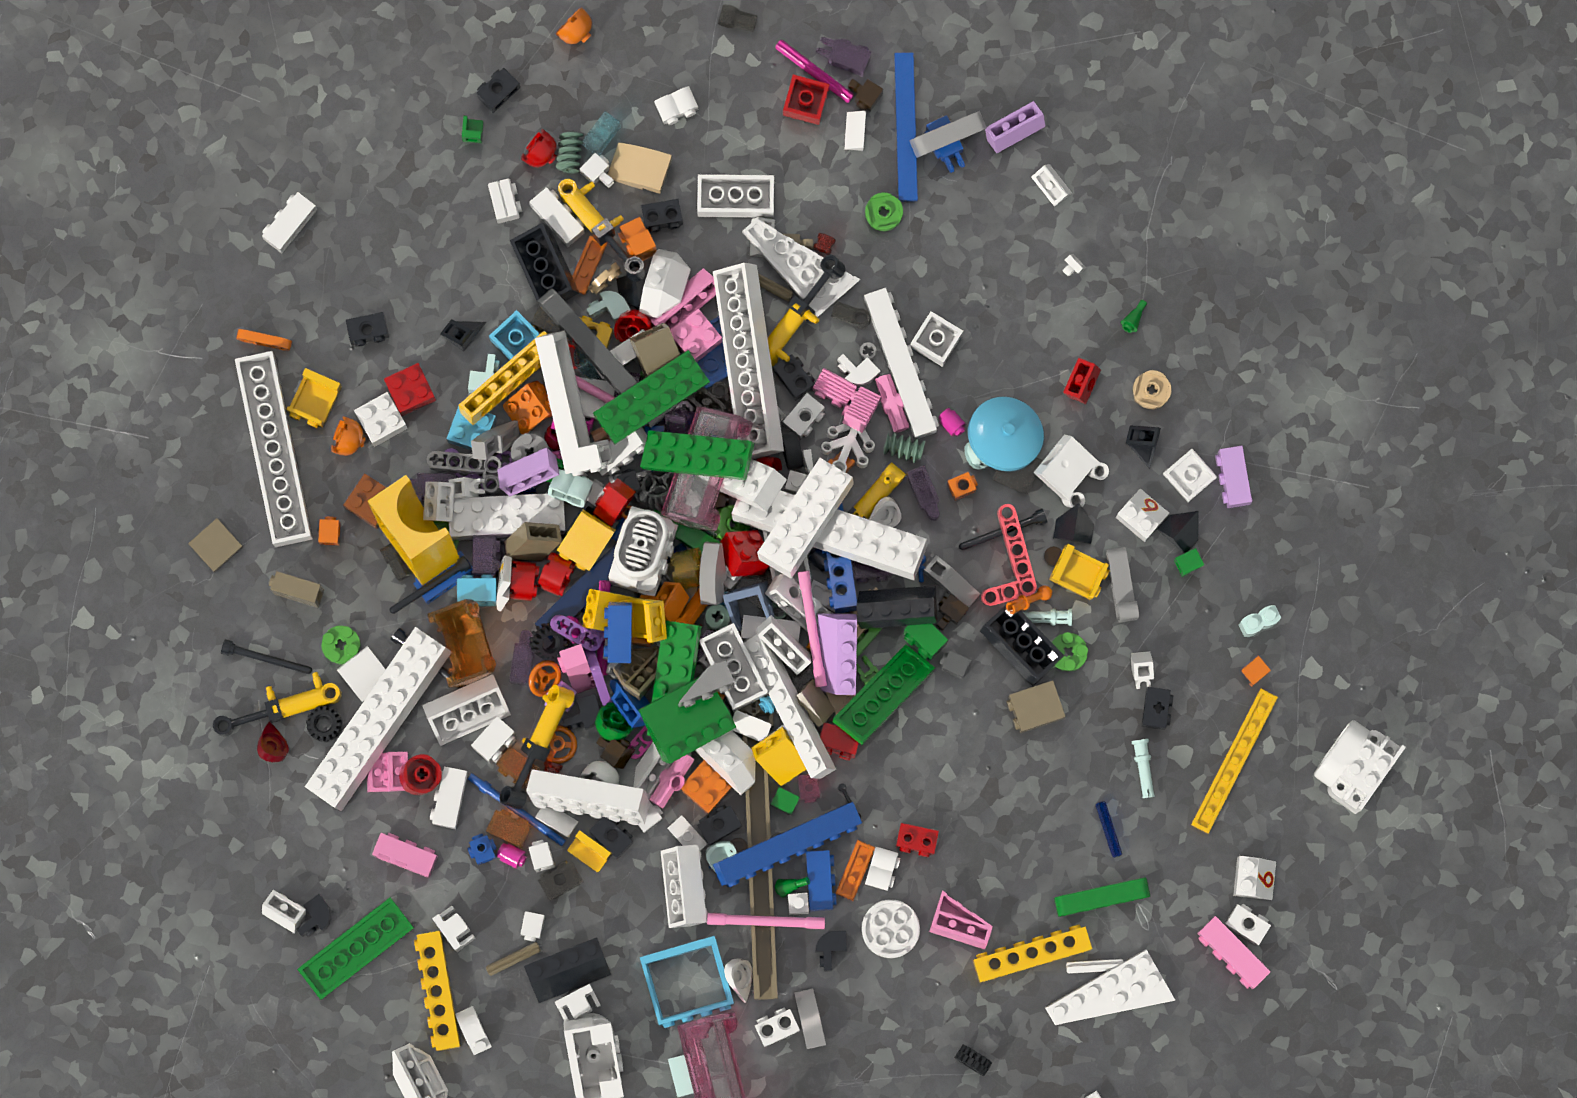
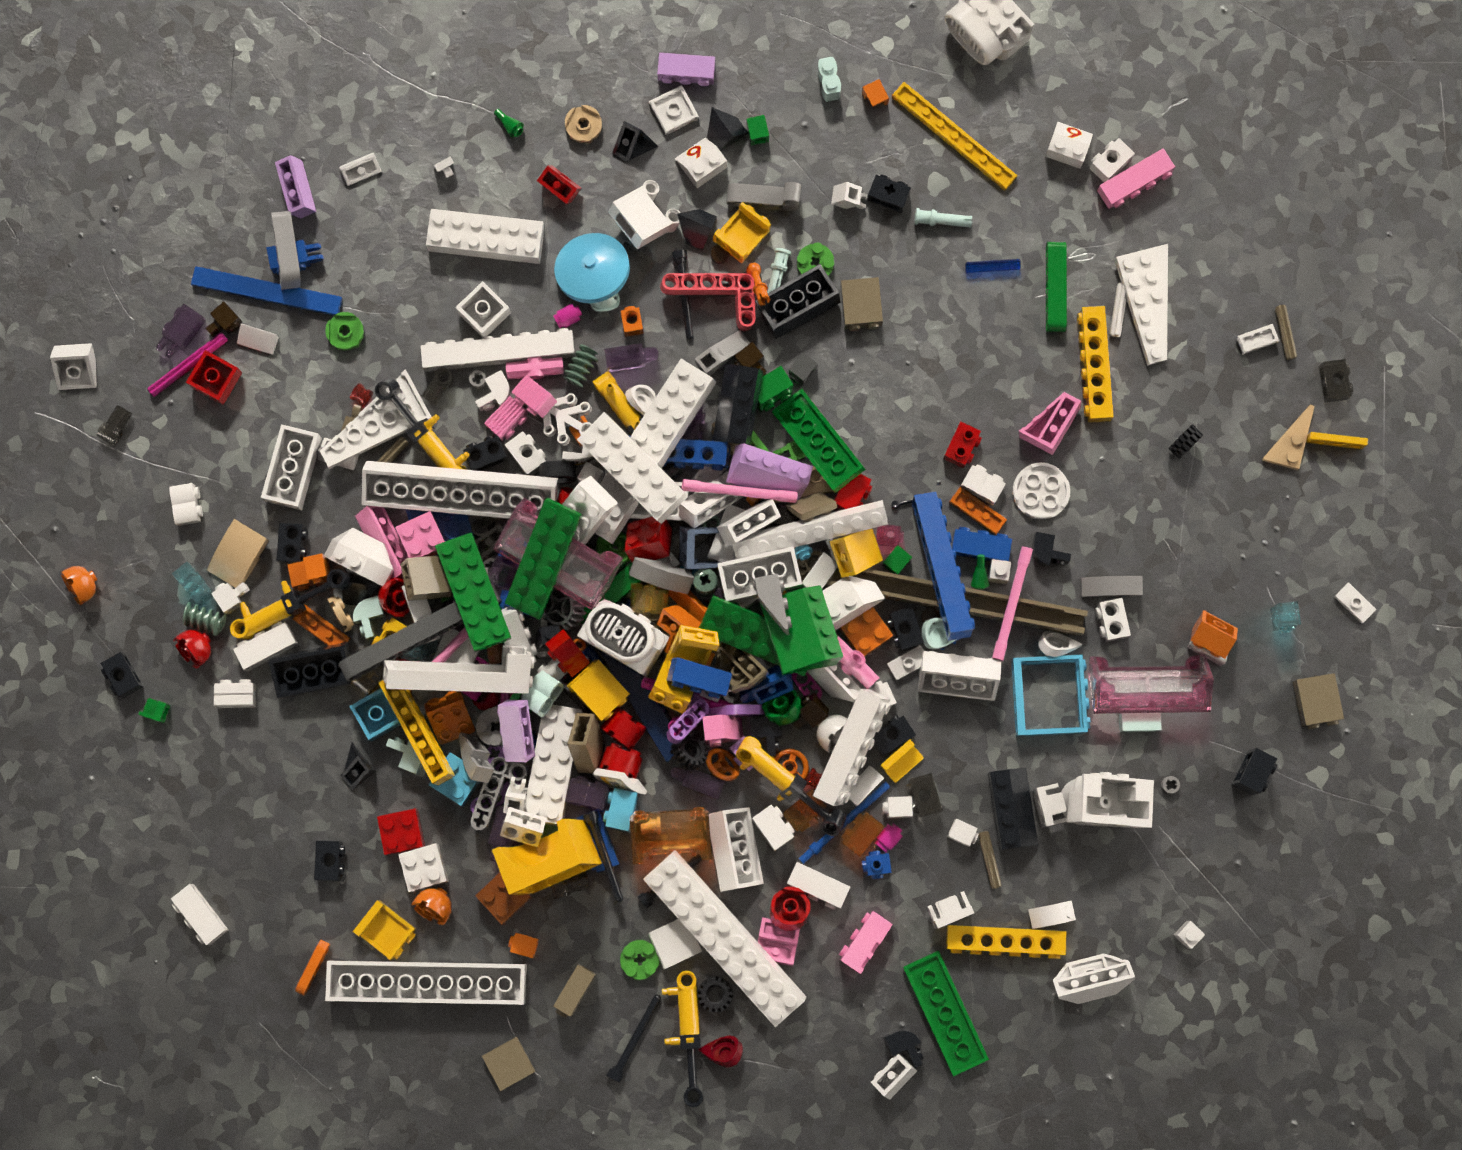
camera: 75 degrees left, 0 degrees up
(1012, 322) = (485, 236): none -> white brick

